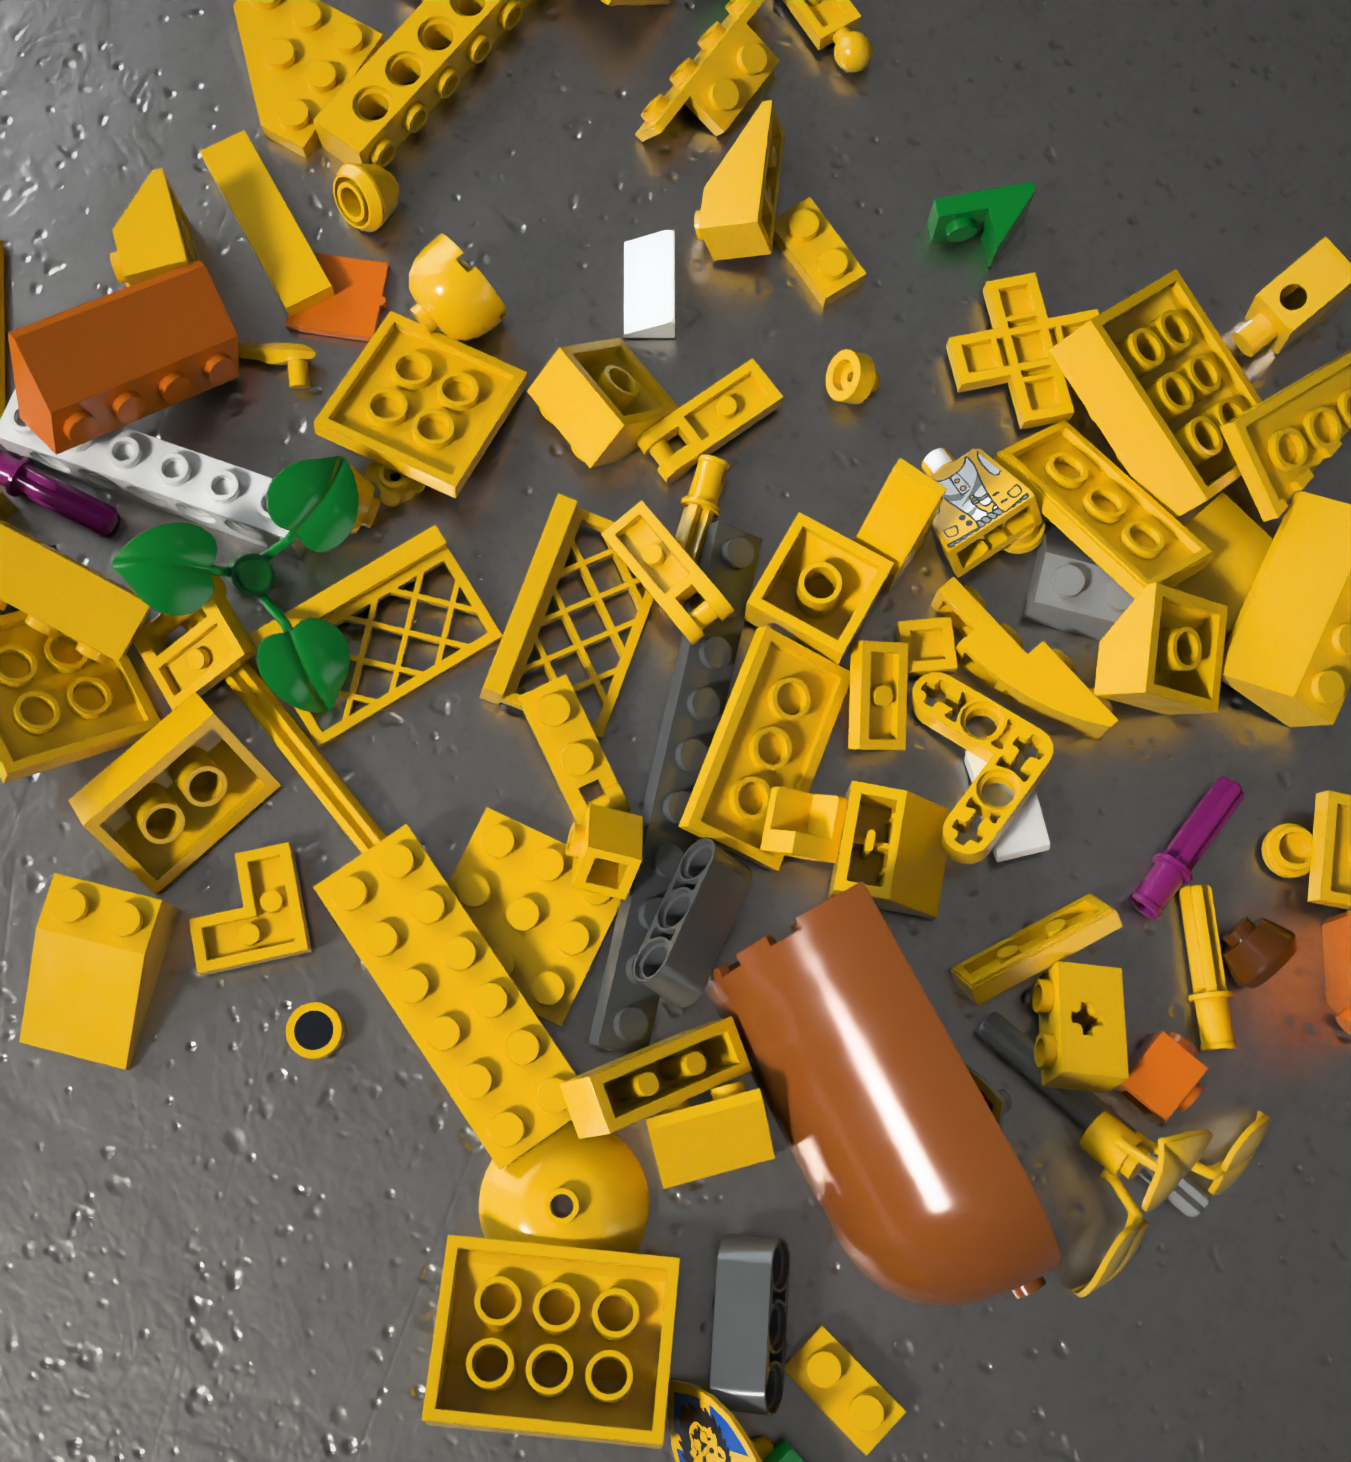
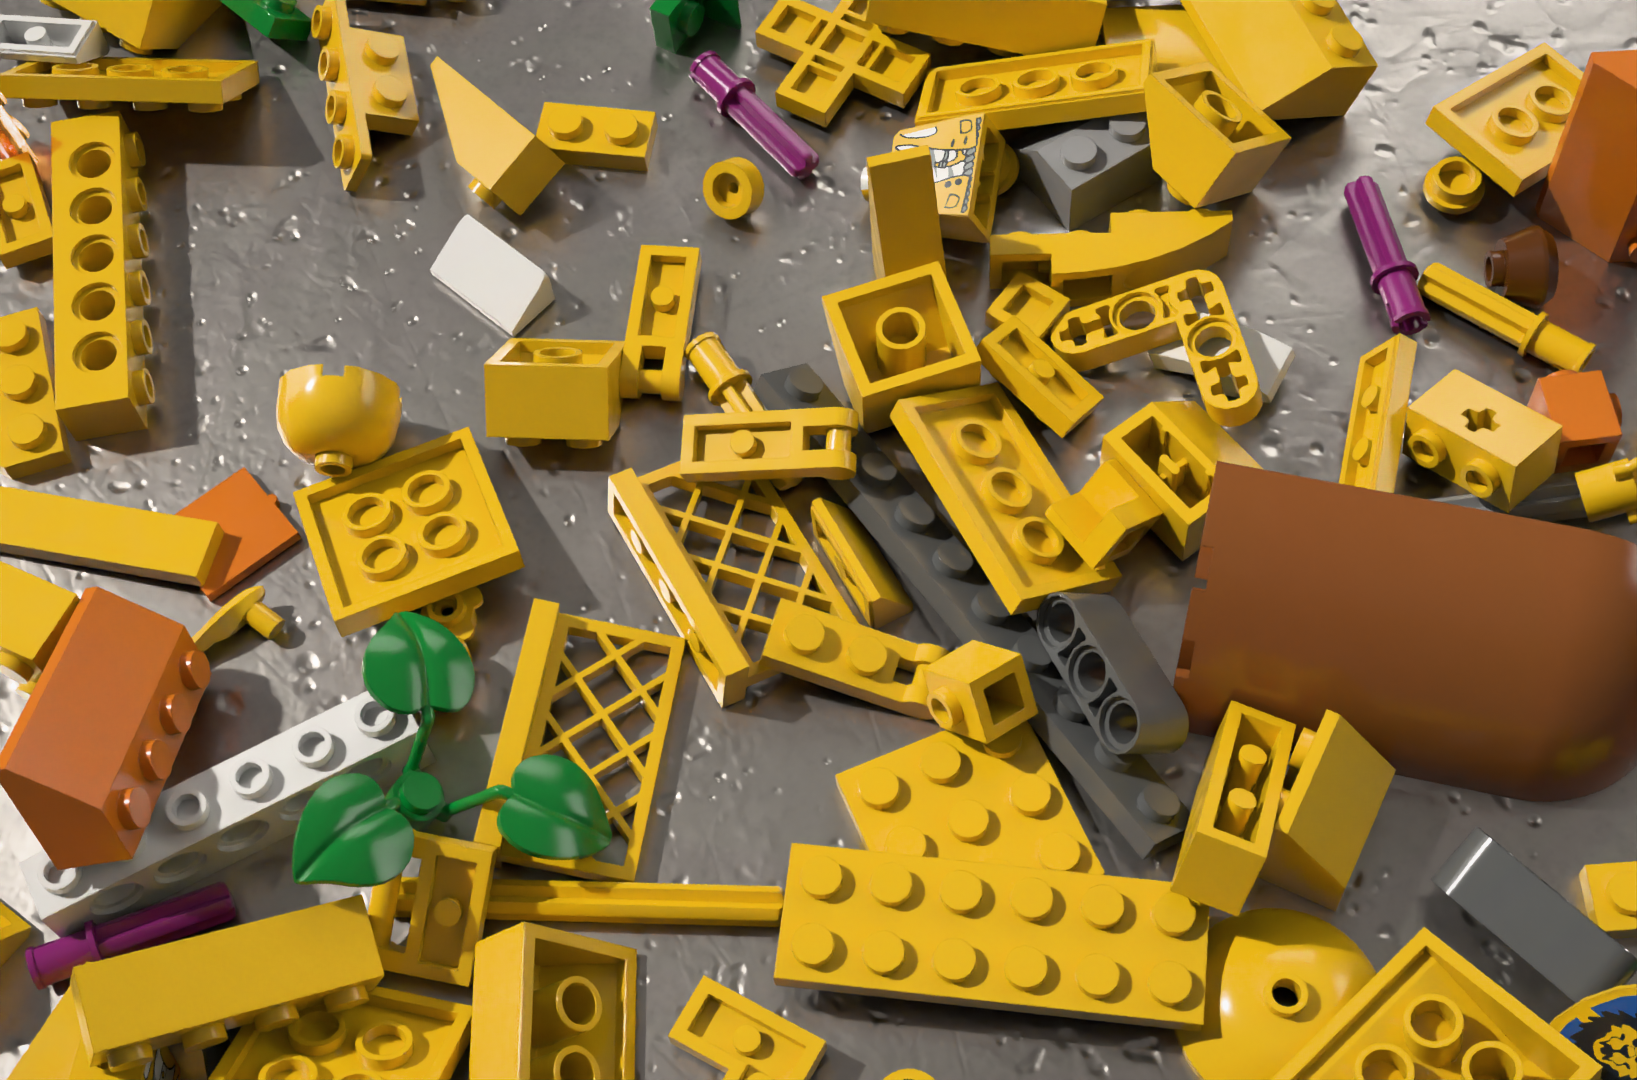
camera: 40 degrees left, 15 degrees down
(365, 195) = (166, 430): yellow cone -> none
(646, 698) = (859, 563): none -> yellow slope
(923, 337) = (738, 100): none -> magenta axle

